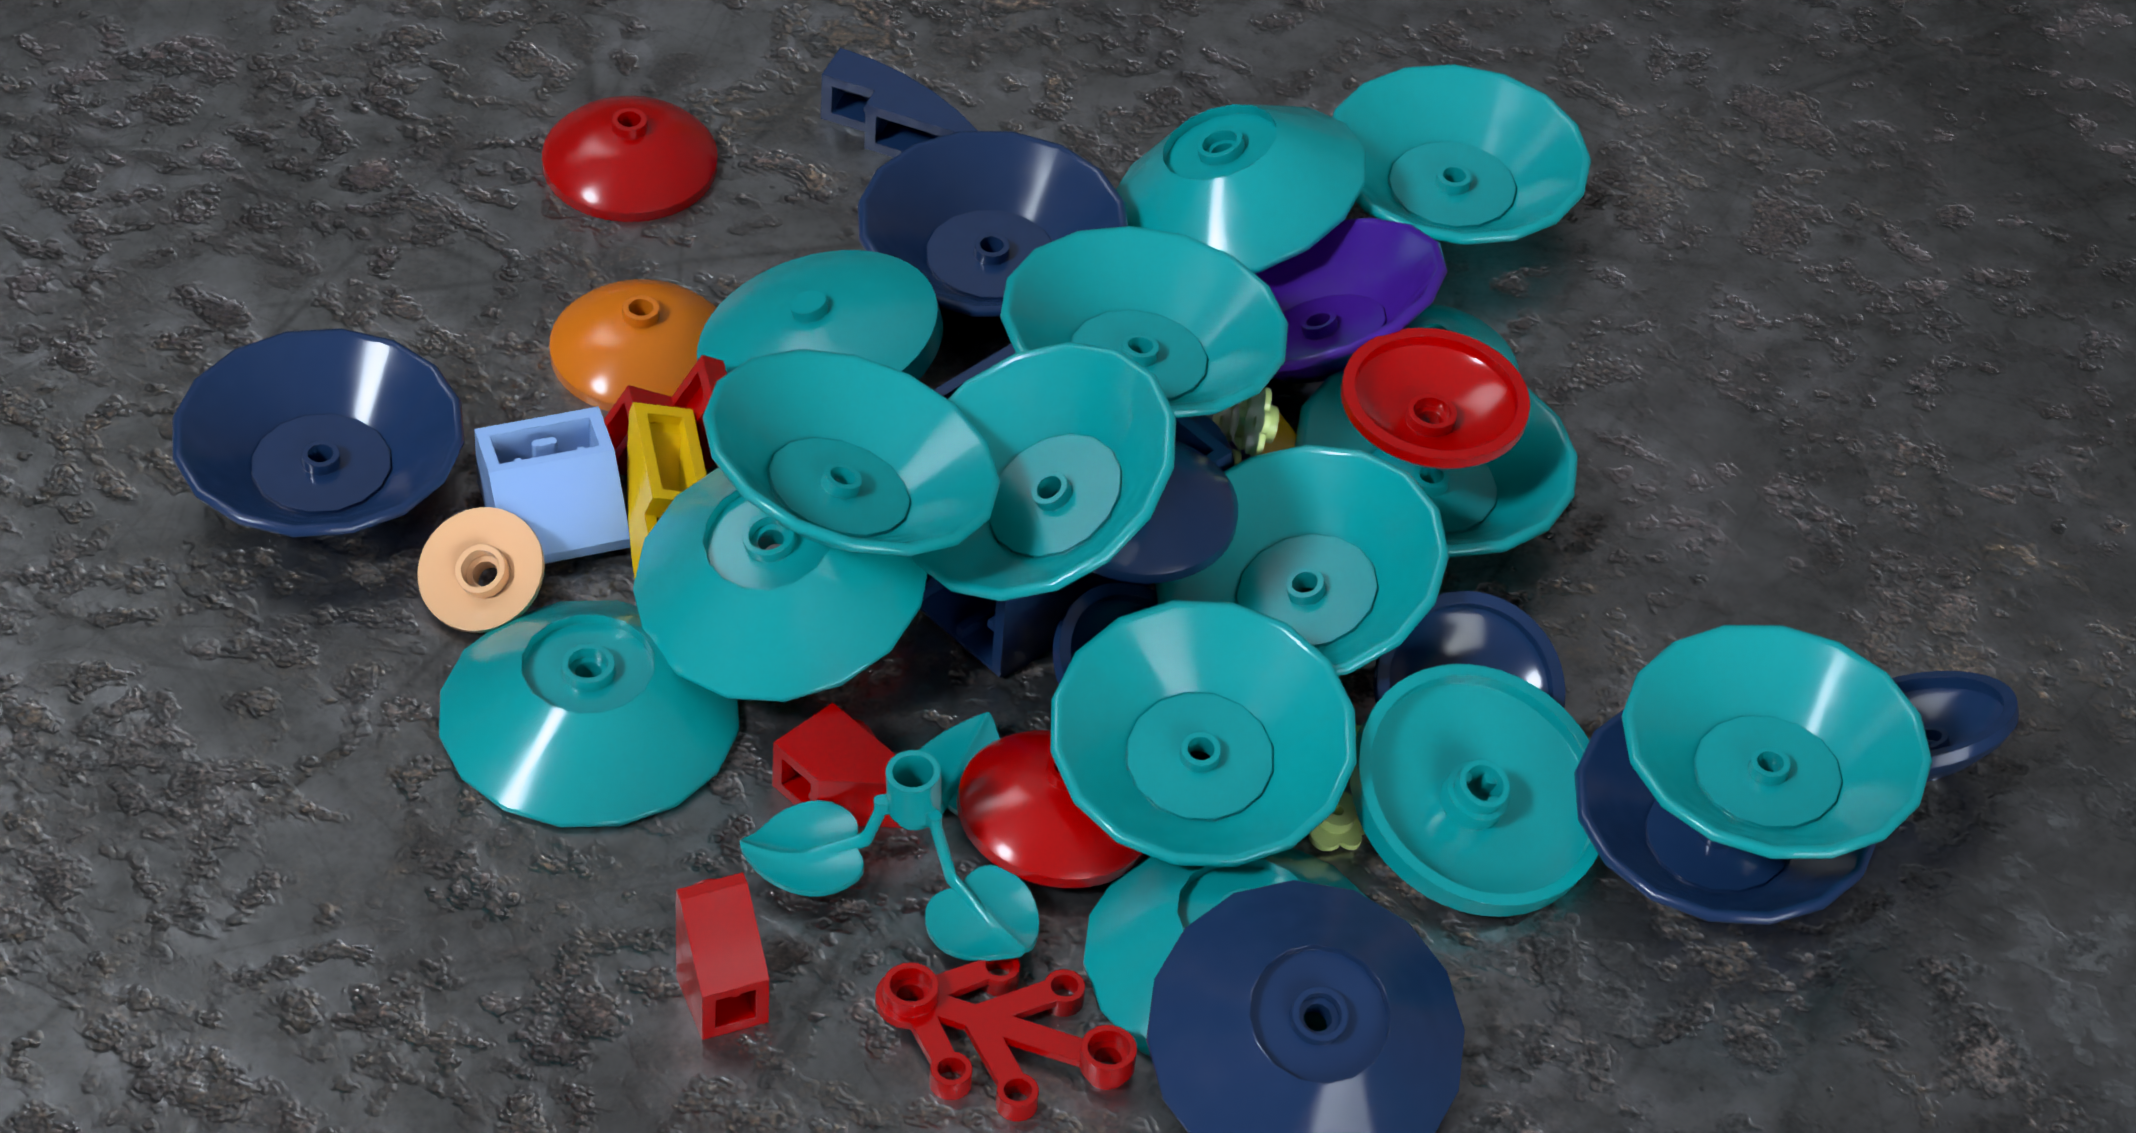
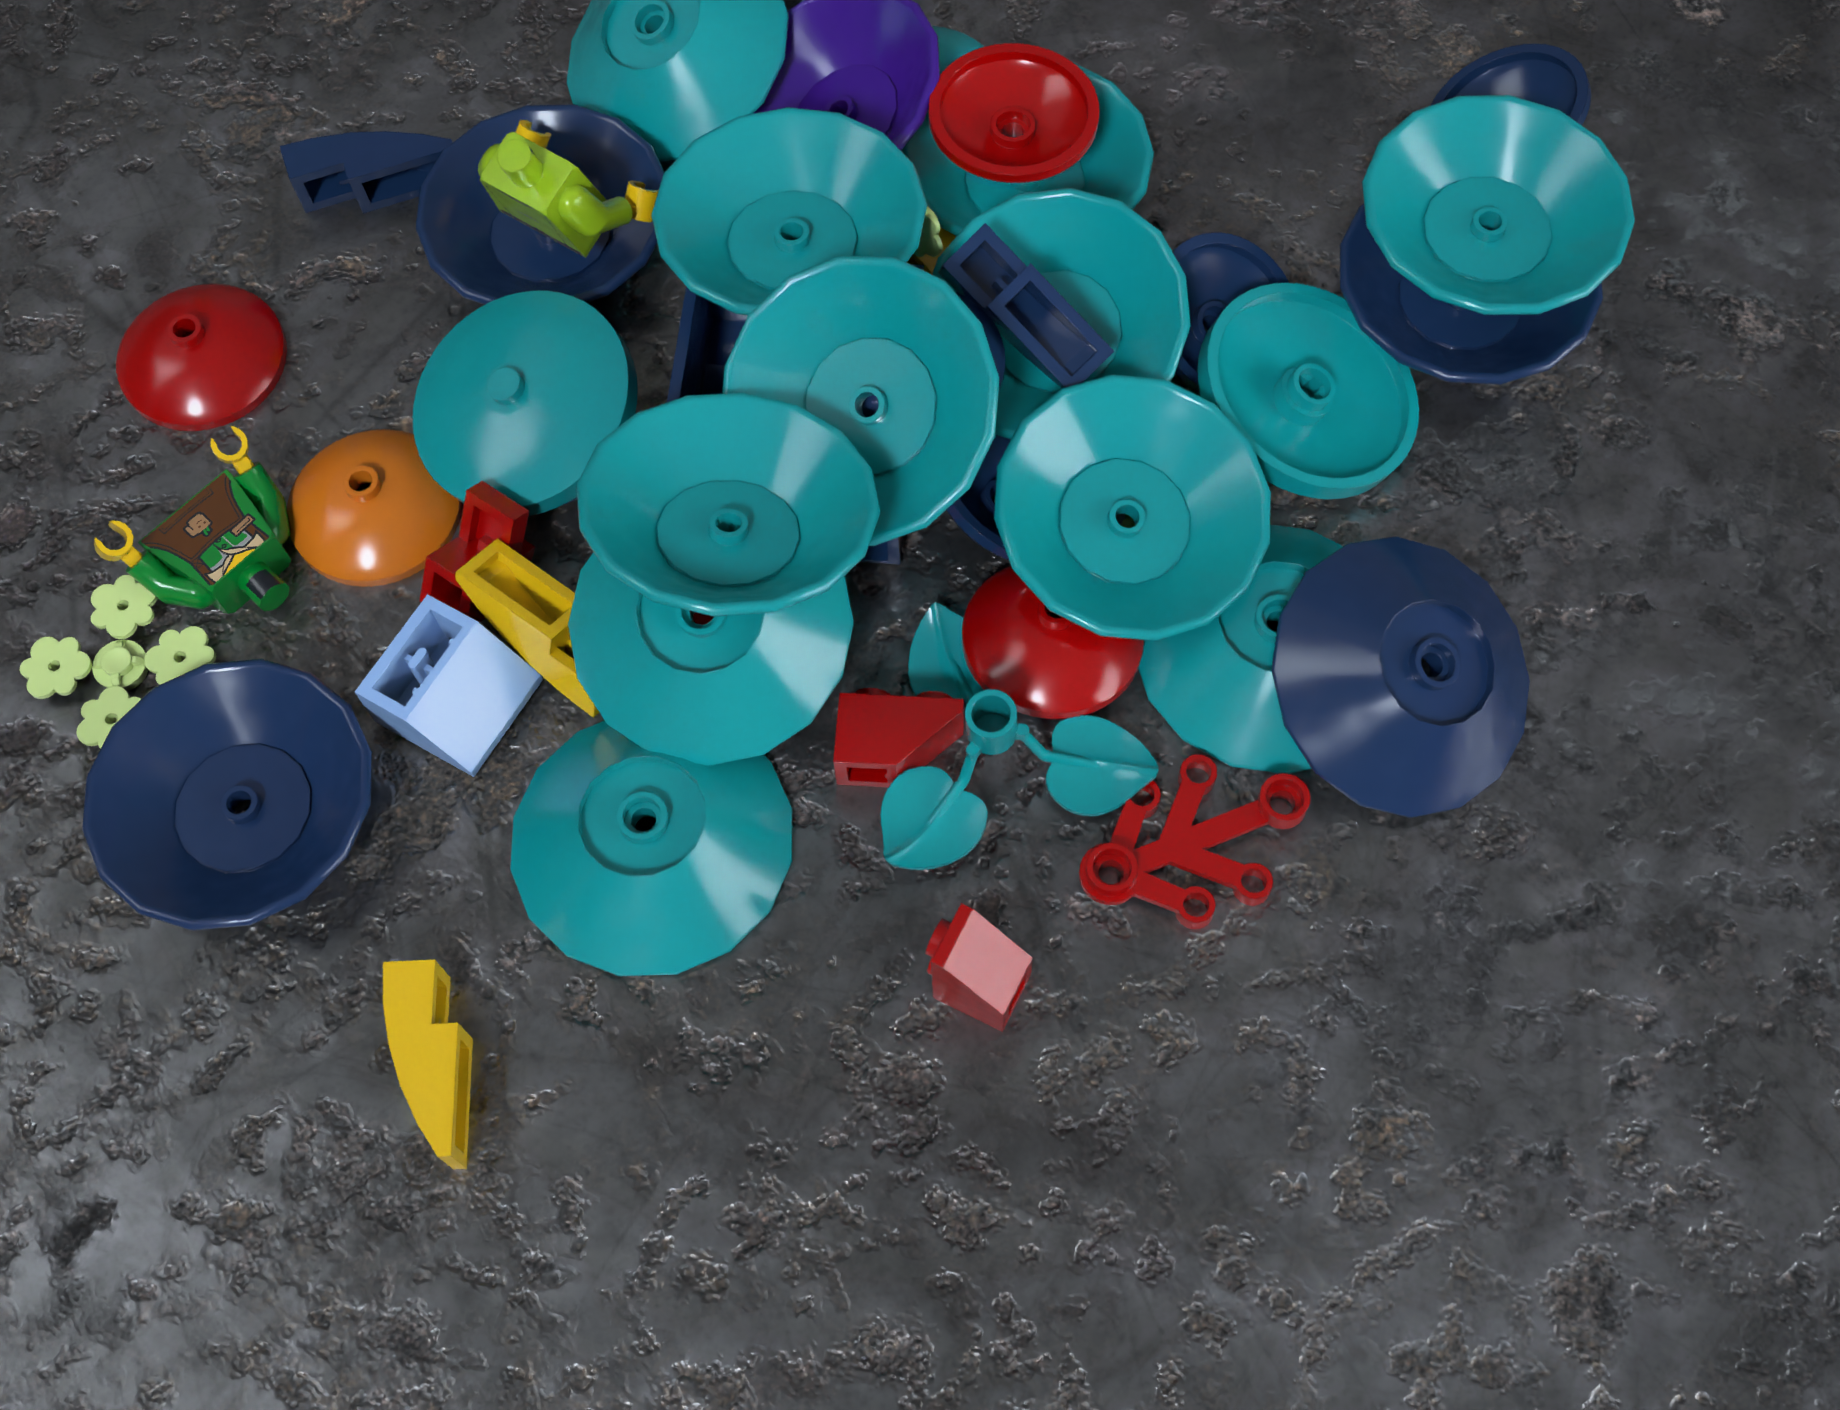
camera: 35 degrees left, 20 degrees up
(268, 711) = (429, 1054): none -> yellow slope
(378, 278) = (118, 664): none -> yellowish green plant
(462, 551) = (442, 820): light nougat dish -> none
(496, 283) = (217, 544): none -> torso
(988, 194) = (554, 193): none -> lime torso
(1269, 526) = (1025, 309): none -> dark blue slope

